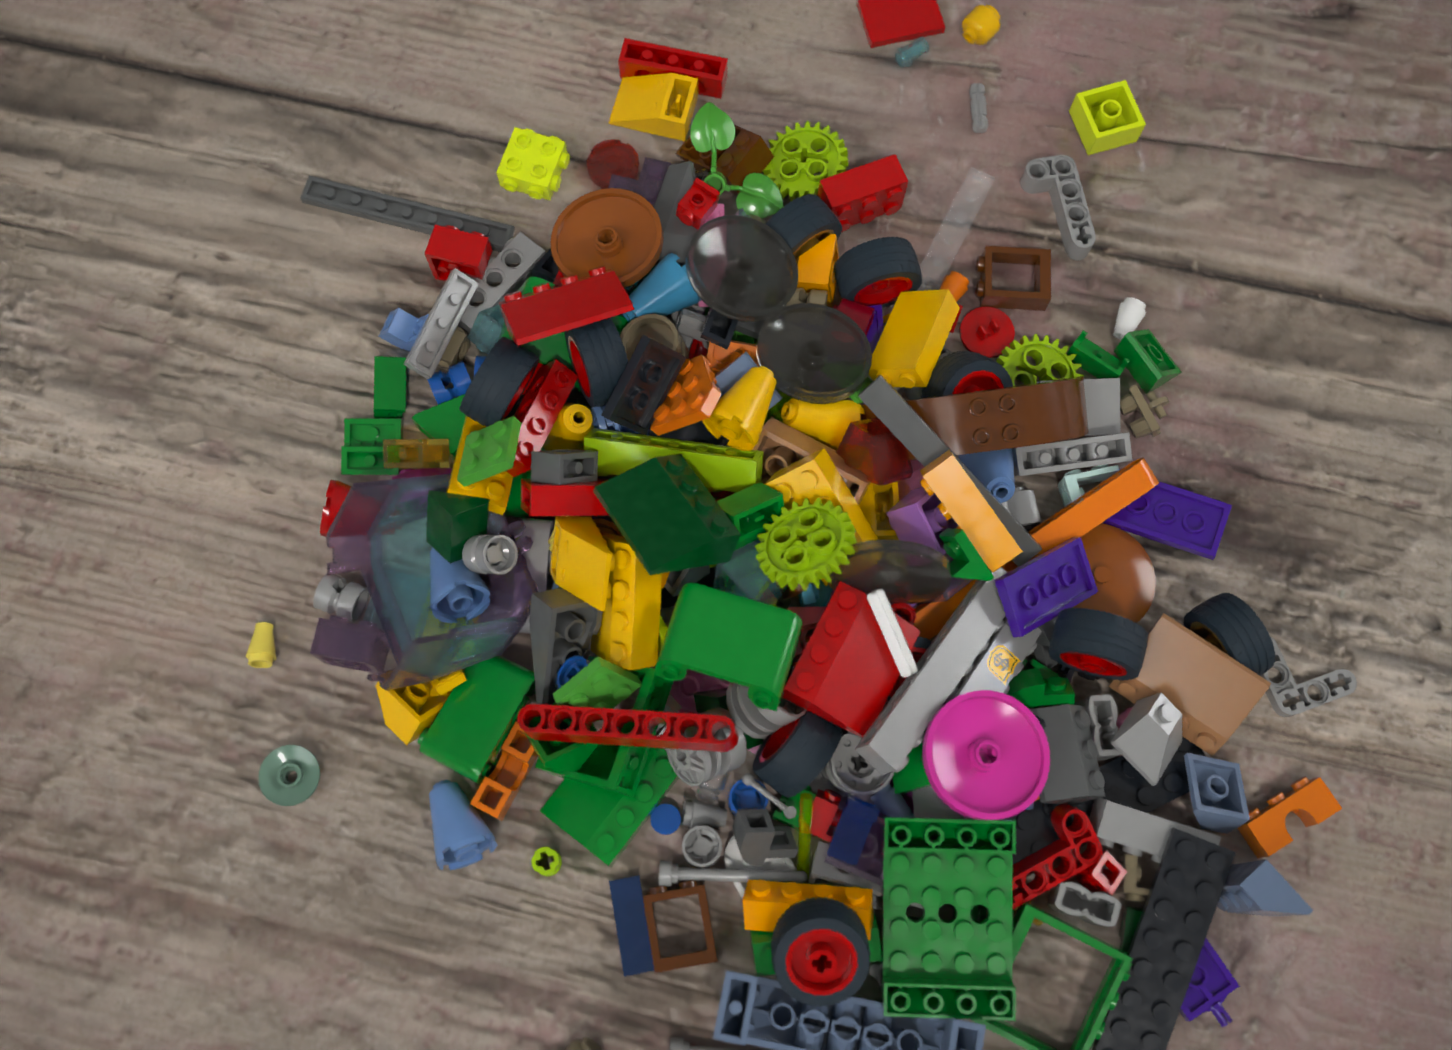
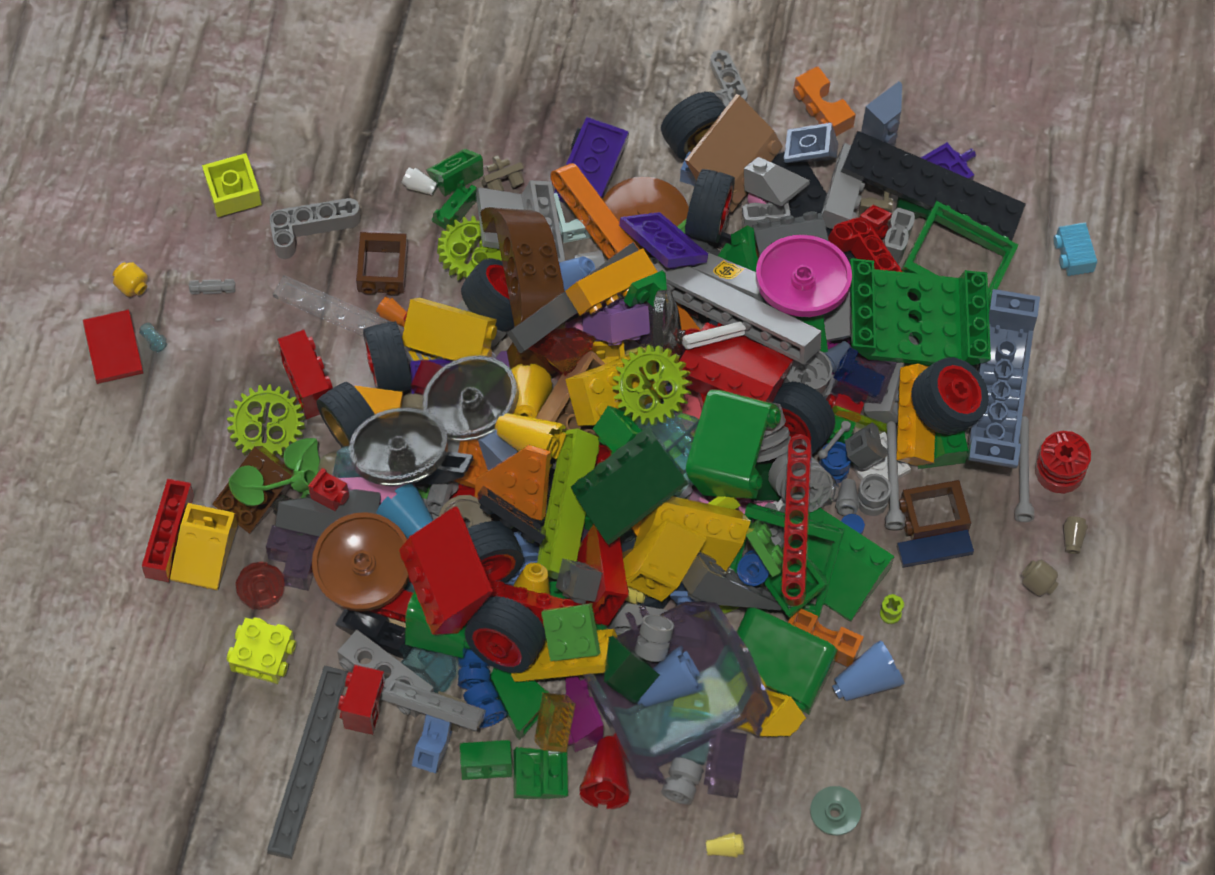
camera: 90 degrees left, 10 degrees down
(987, 331) = (429, 285): red piece -> none

